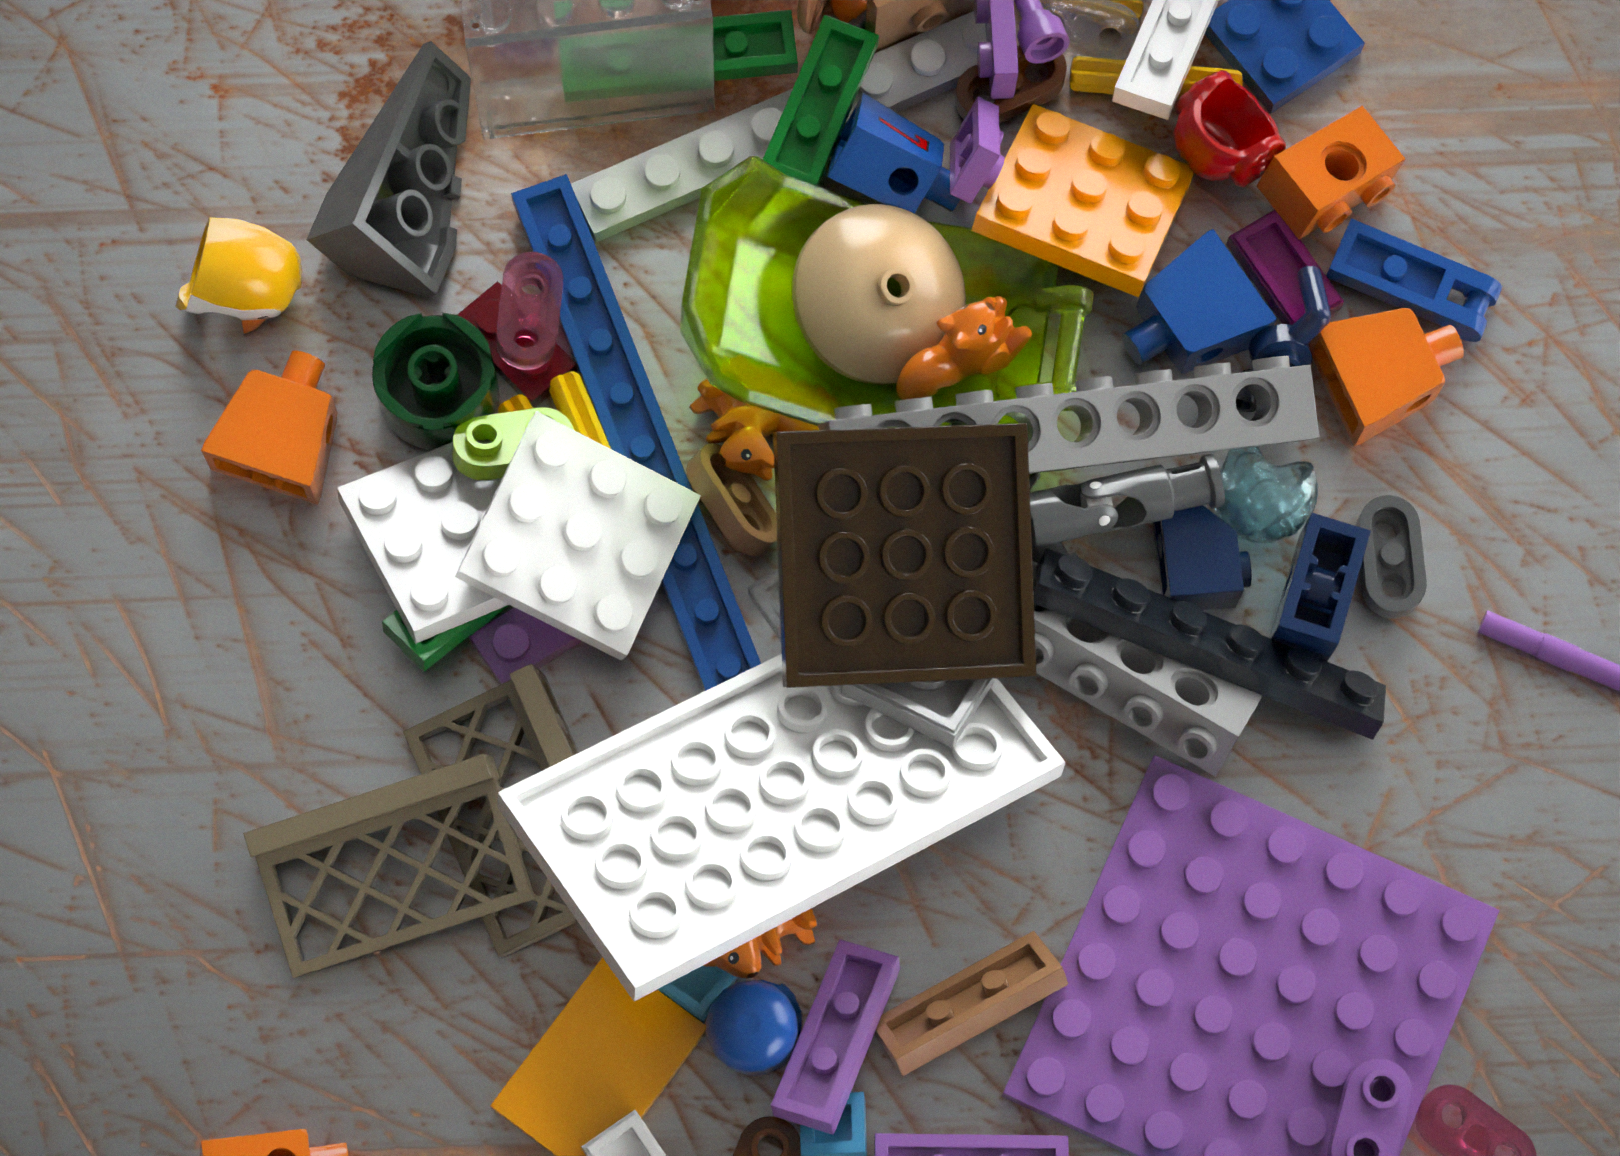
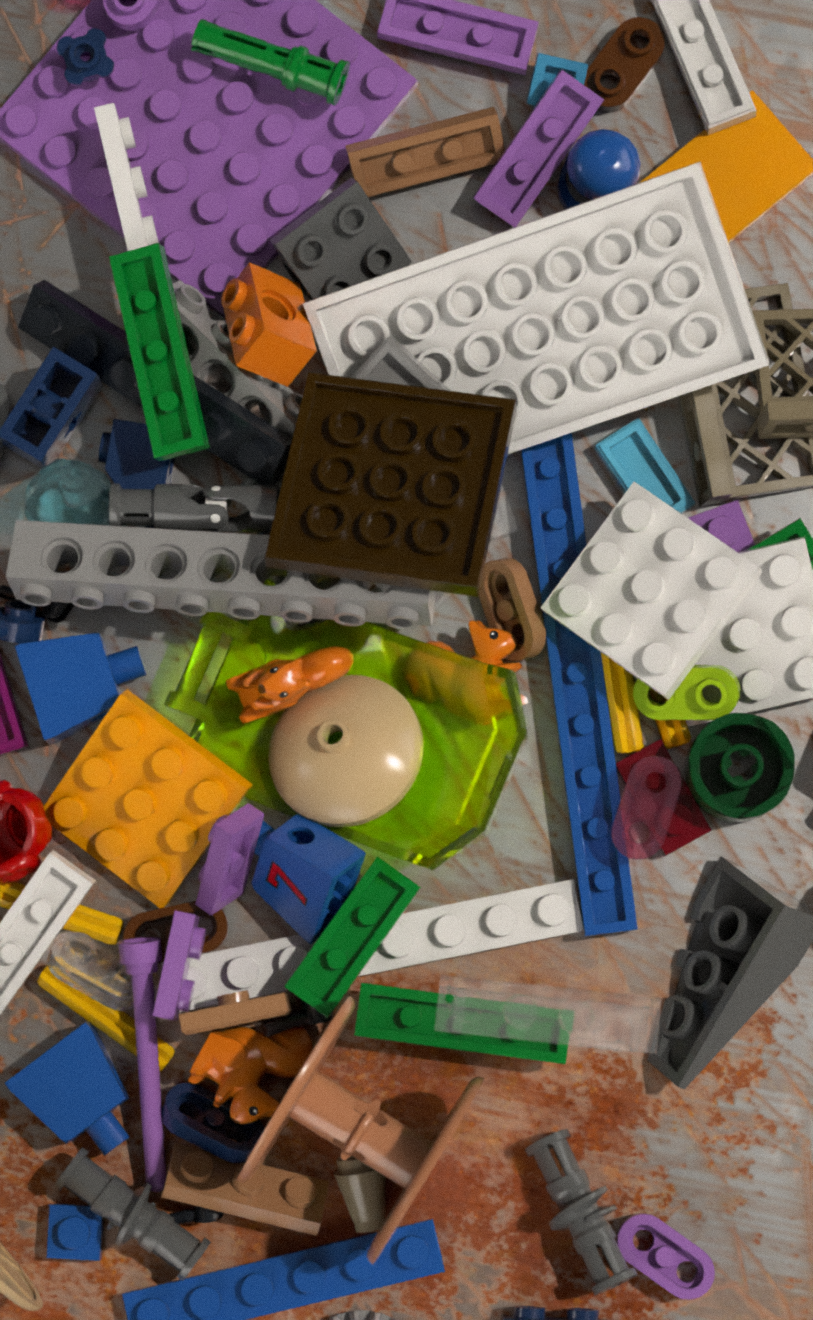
camera: 160 degrees left, 10 degrees up
(610, 687) = (635, 457): none -> medium azure tile
(1038, 856) = (339, 243): none -> dark grey plate
(1099, 732) = (268, 324): none -> orange brick
(1155, 1055) = (293, 67): none -> green pin
(1215, 654) = (159, 352): none -> green plate
(1313, 860) = (126, 181): none -> white plate
(1391, 1002) = (85, 71): none -> dark blue plate

